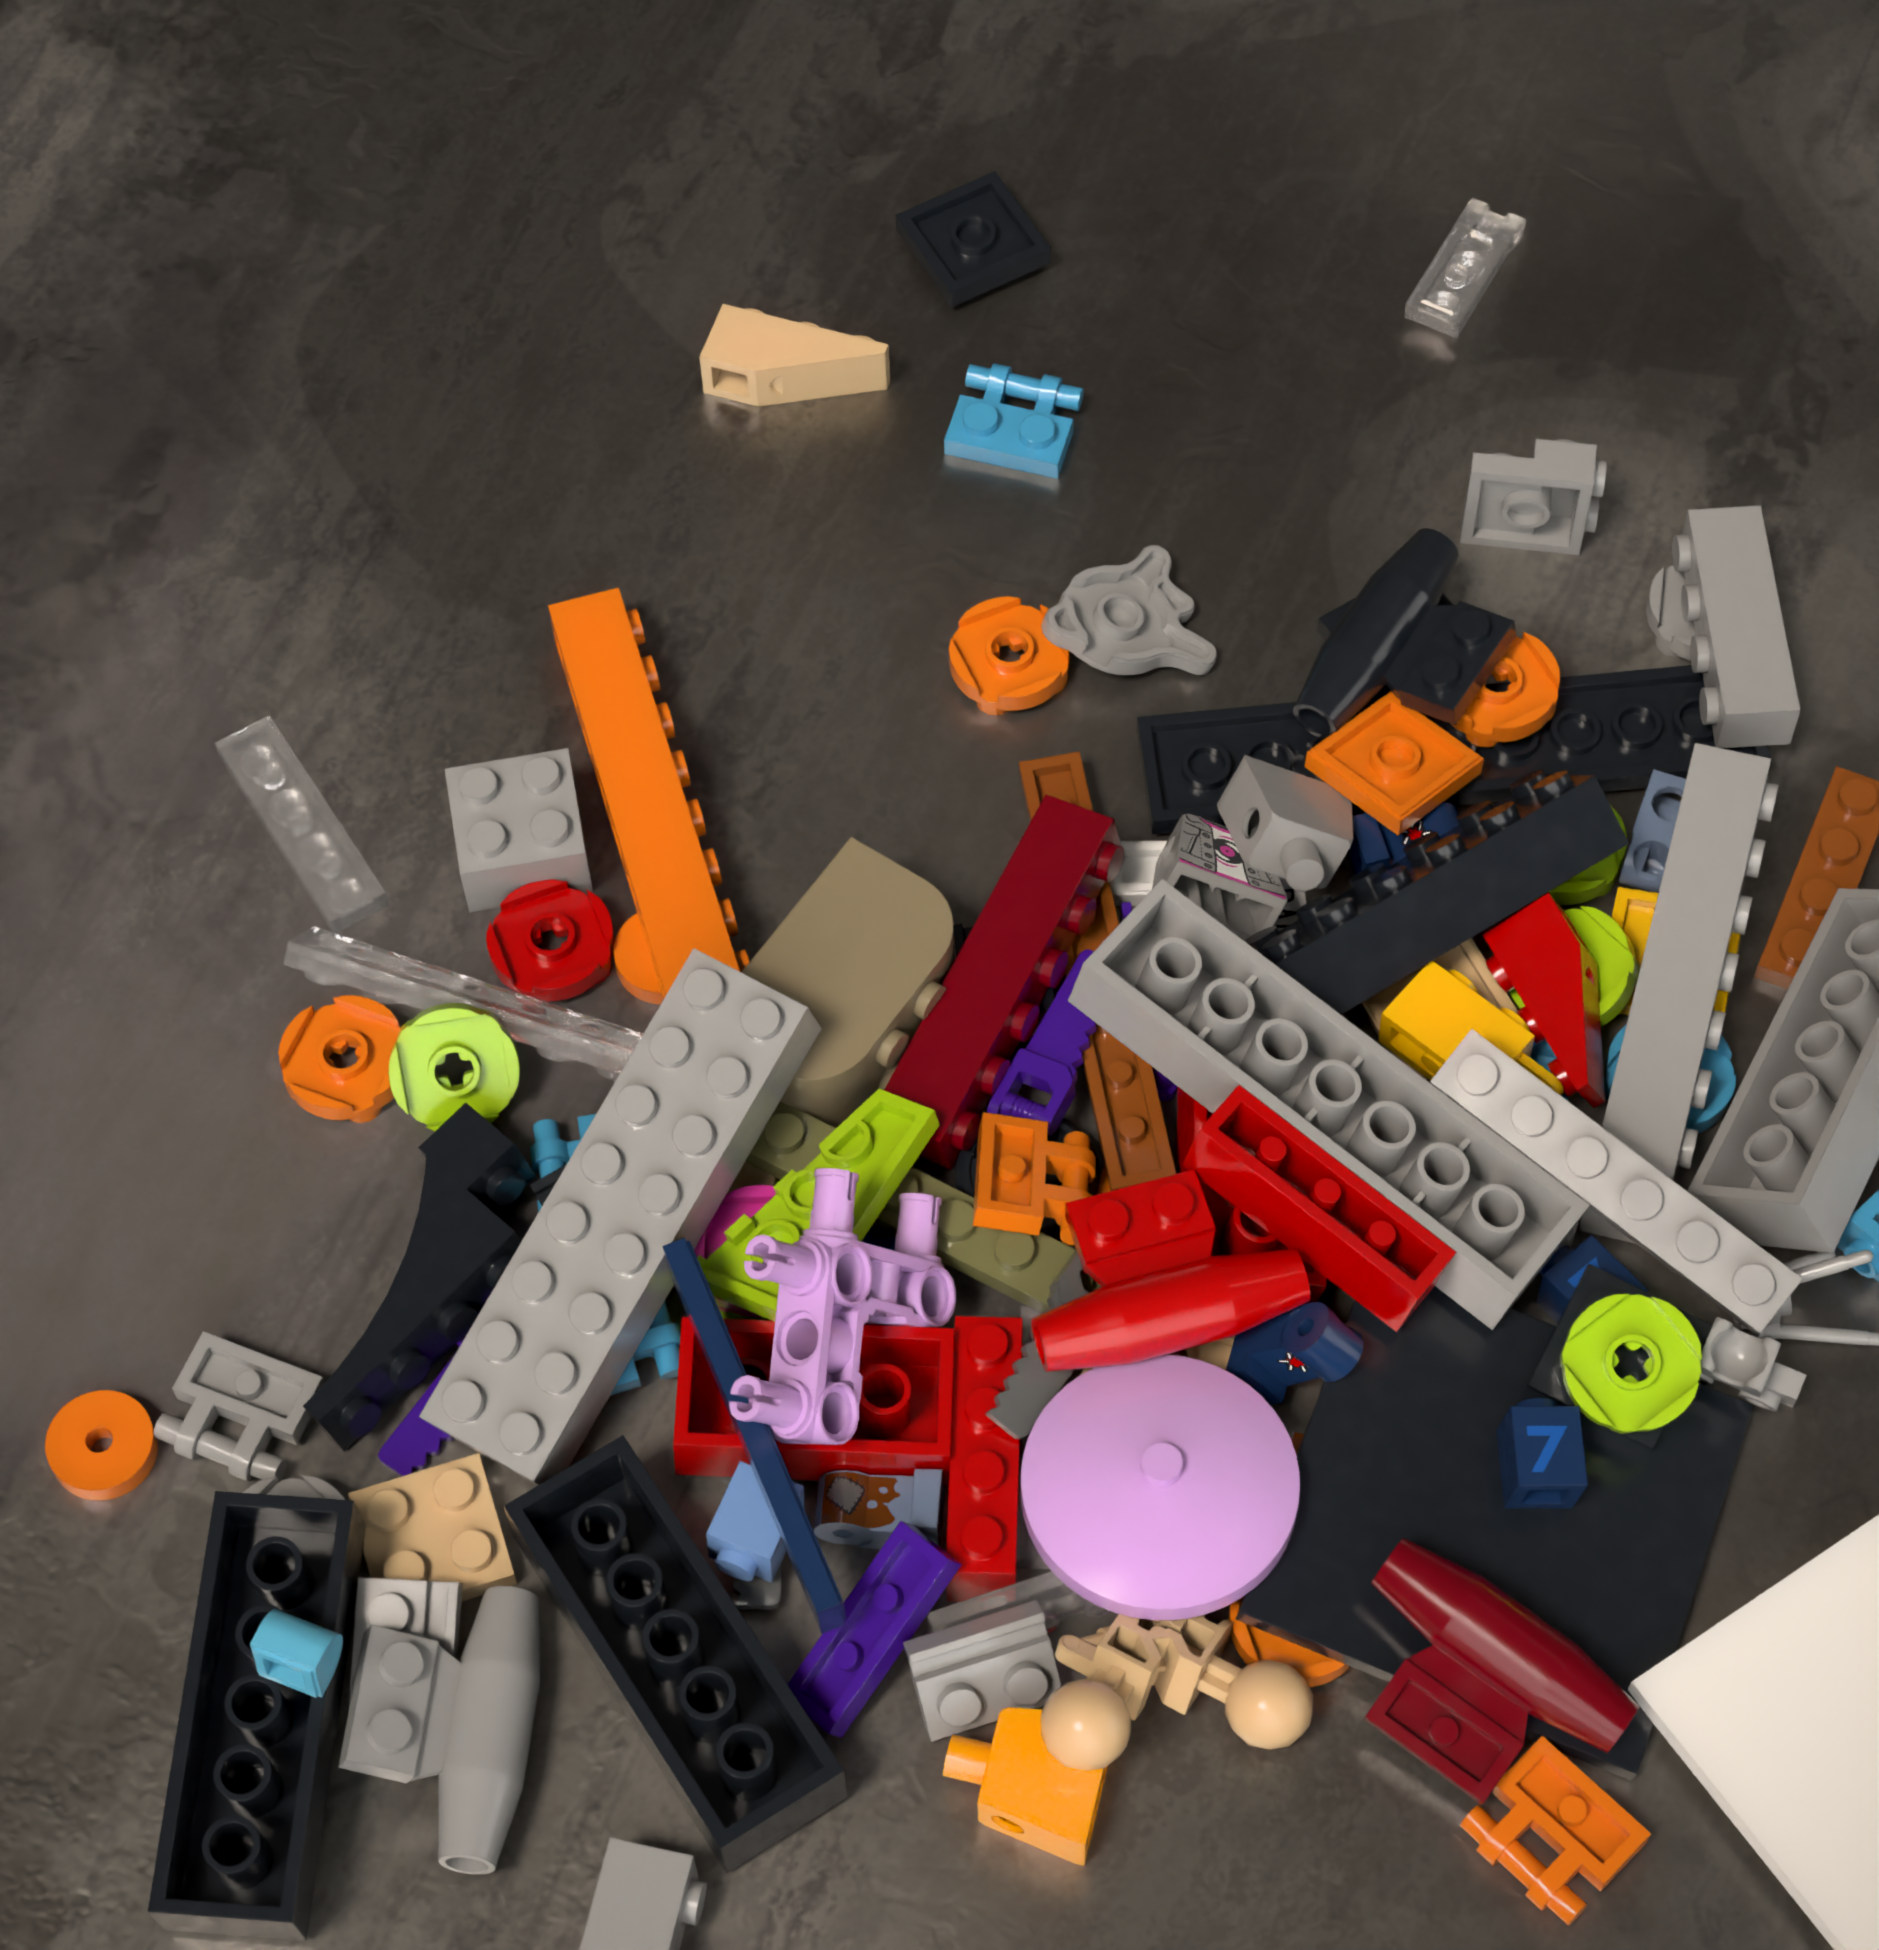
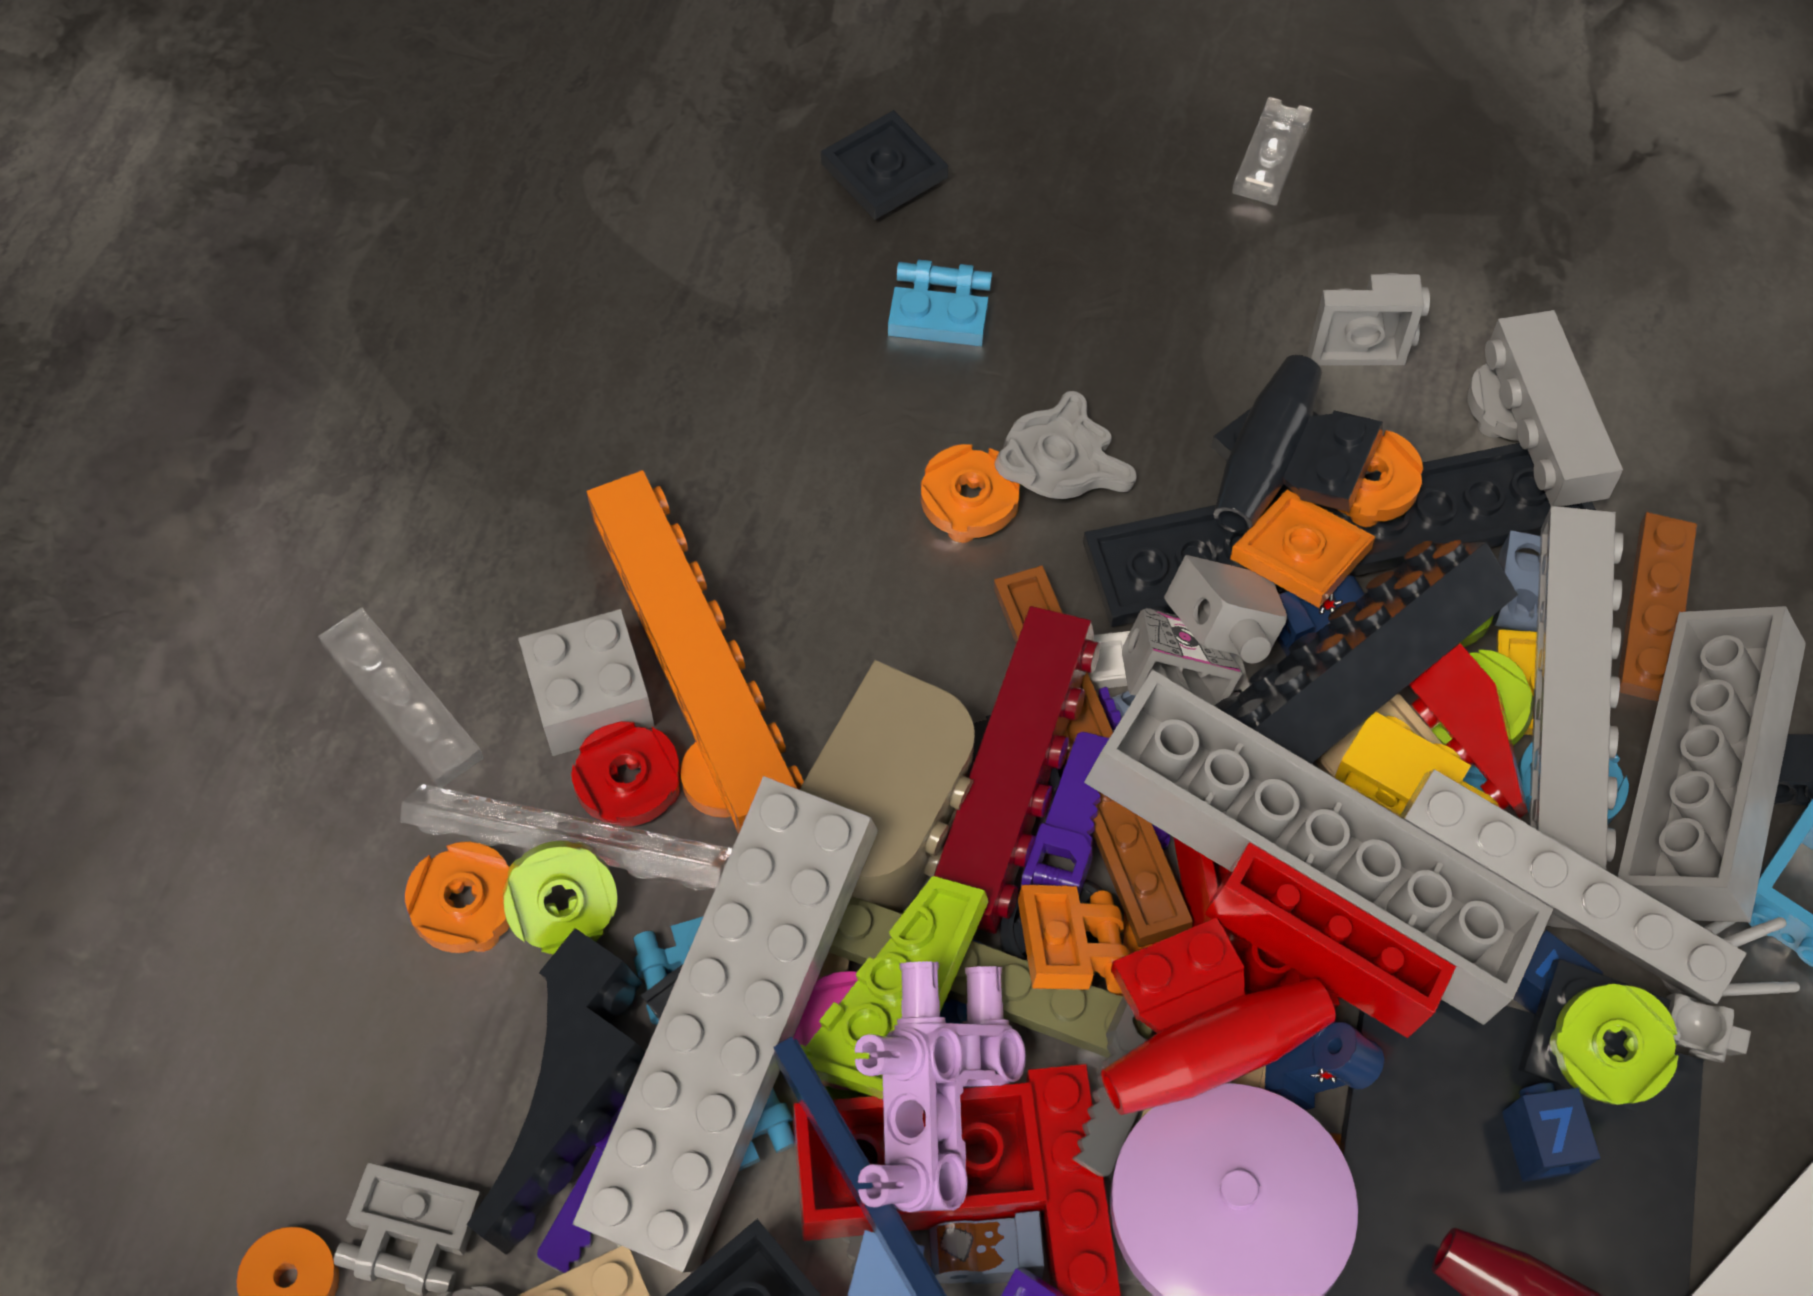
camera: 10 degrees left, 0 degrees up
(786, 361) = (747, 274): tan slope -> none

